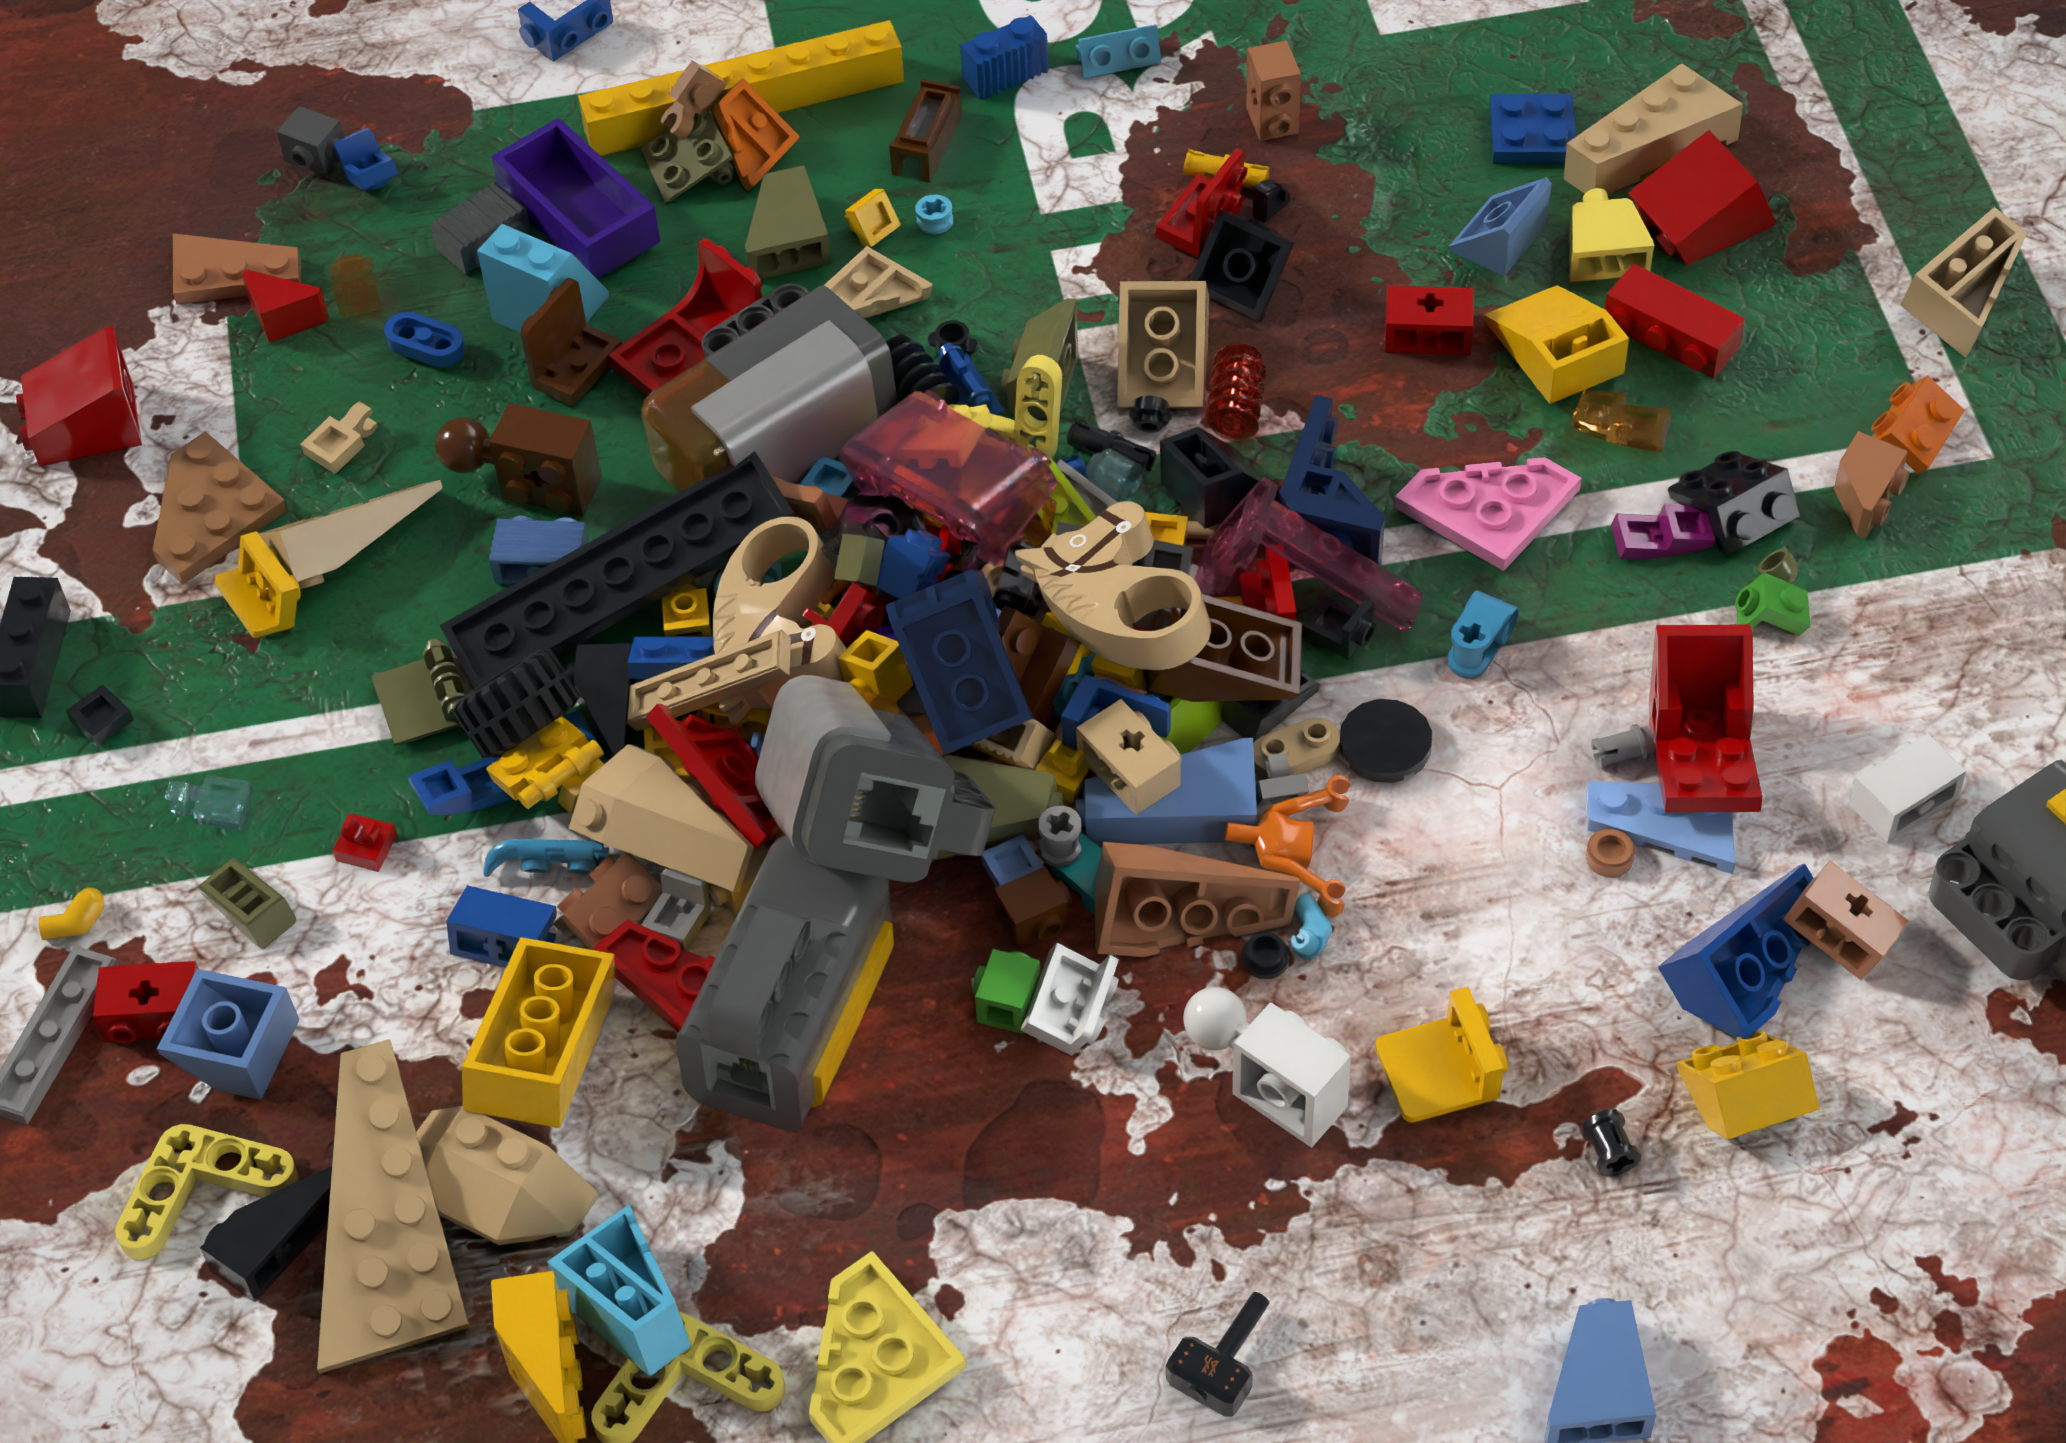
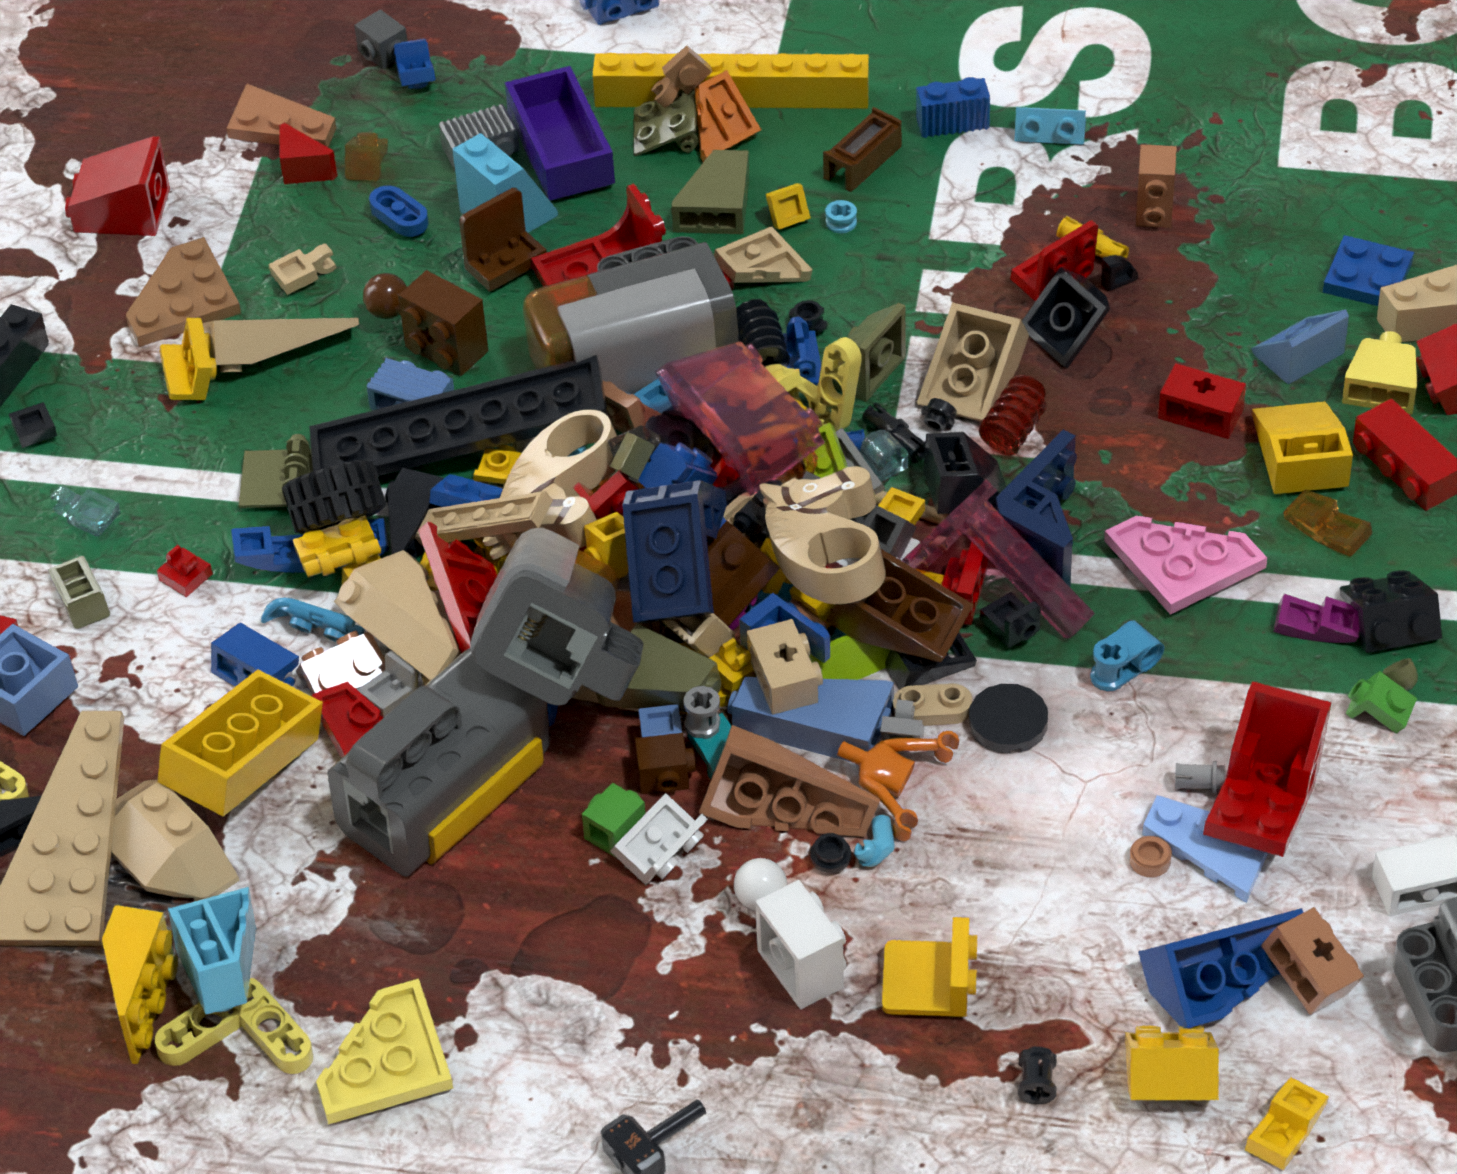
camera: 20 degrees right, 5 degrees down
(1895, 1111) = (1287, 1123): none -> yellow slope

